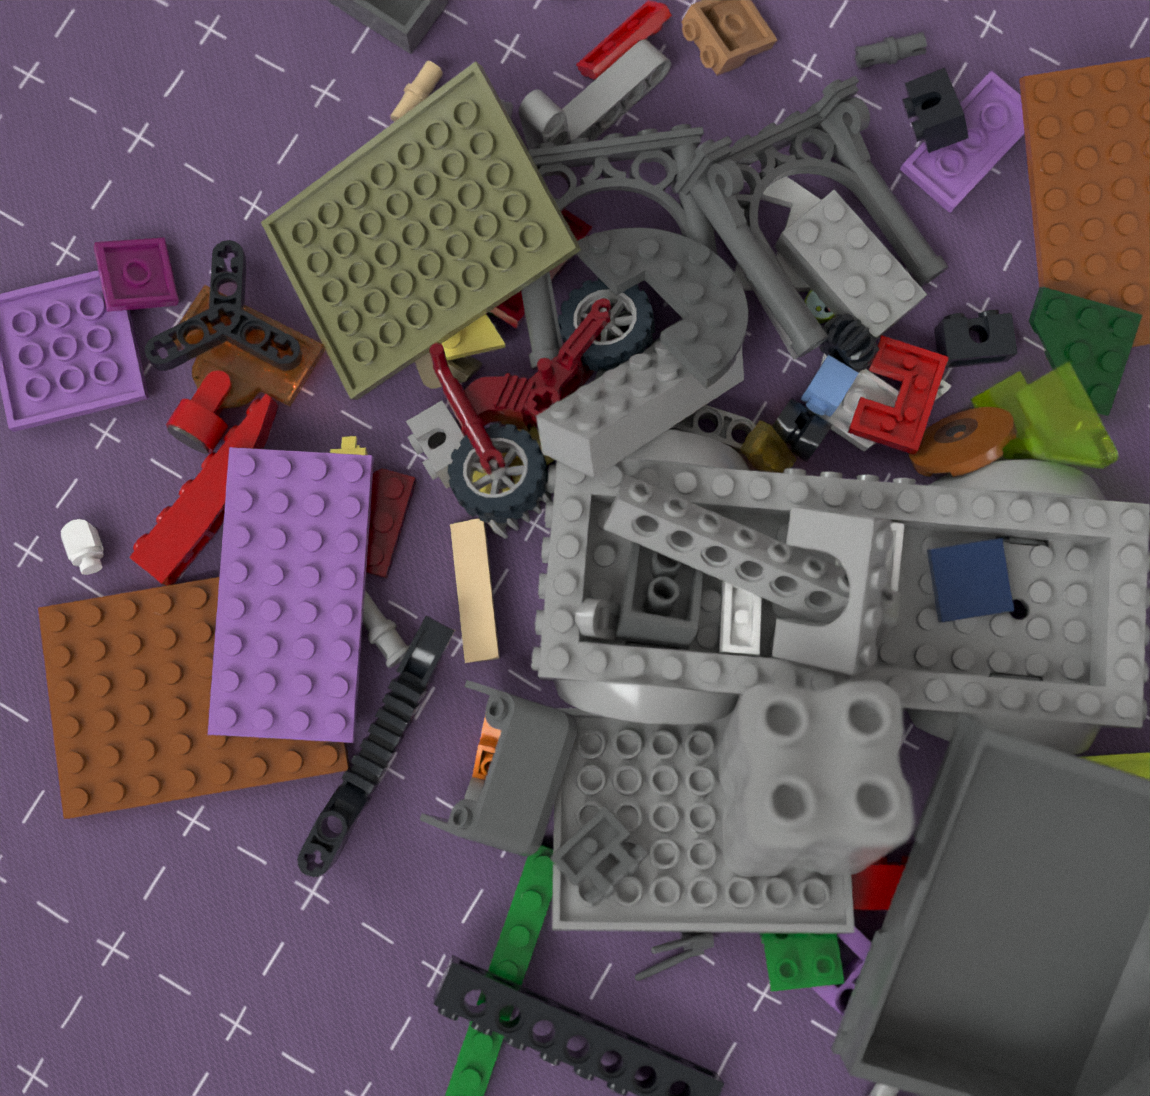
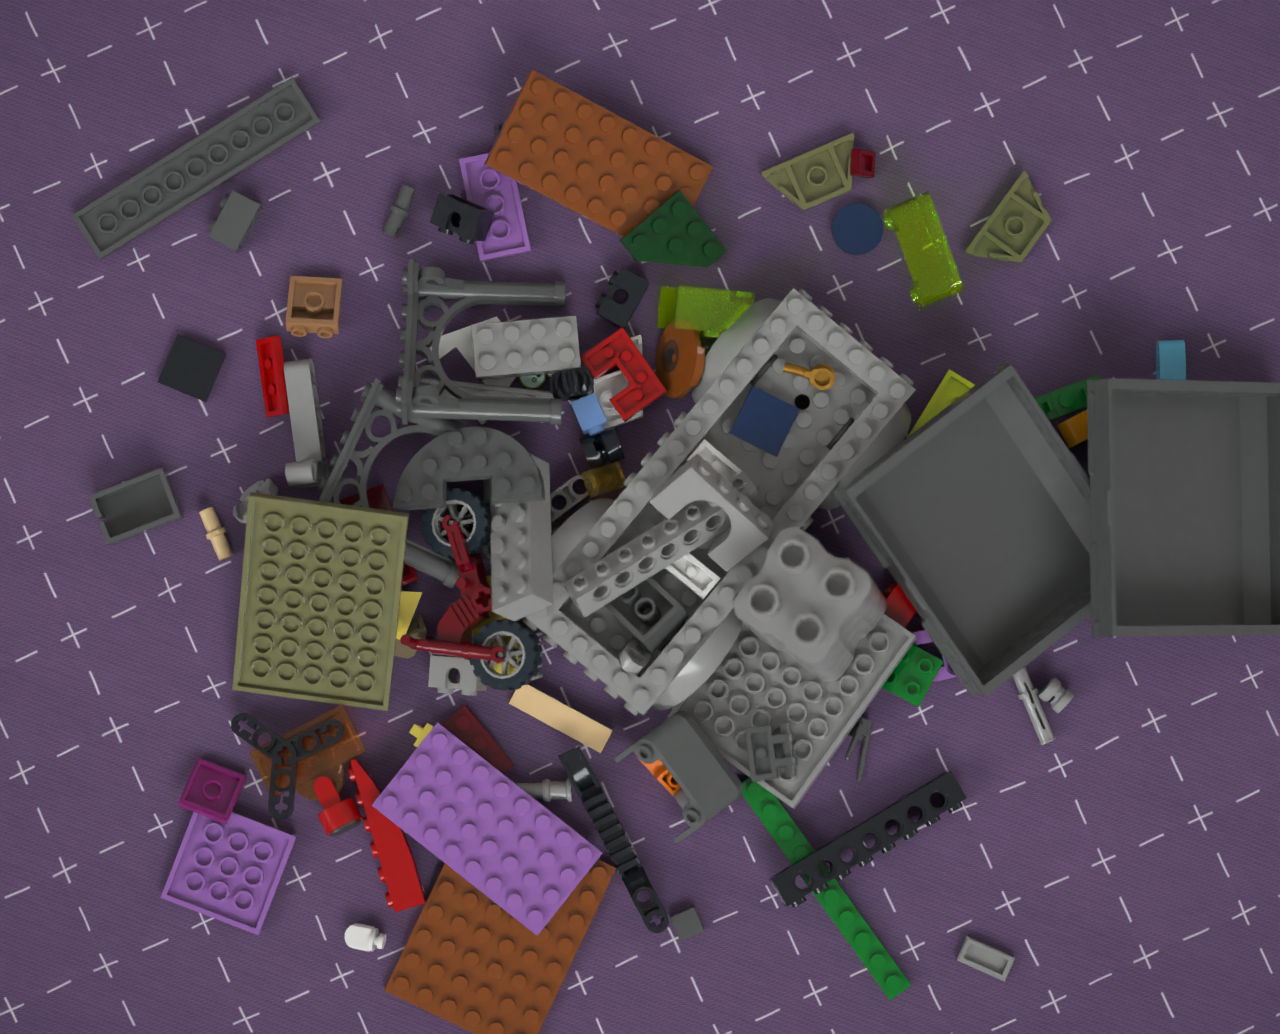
camera: 55 degrees left, 5 degrees up
(339, 895) = (687, 923): none -> dark grey tile
(1067, 608) = (820, 376): none -> pearl gold plate

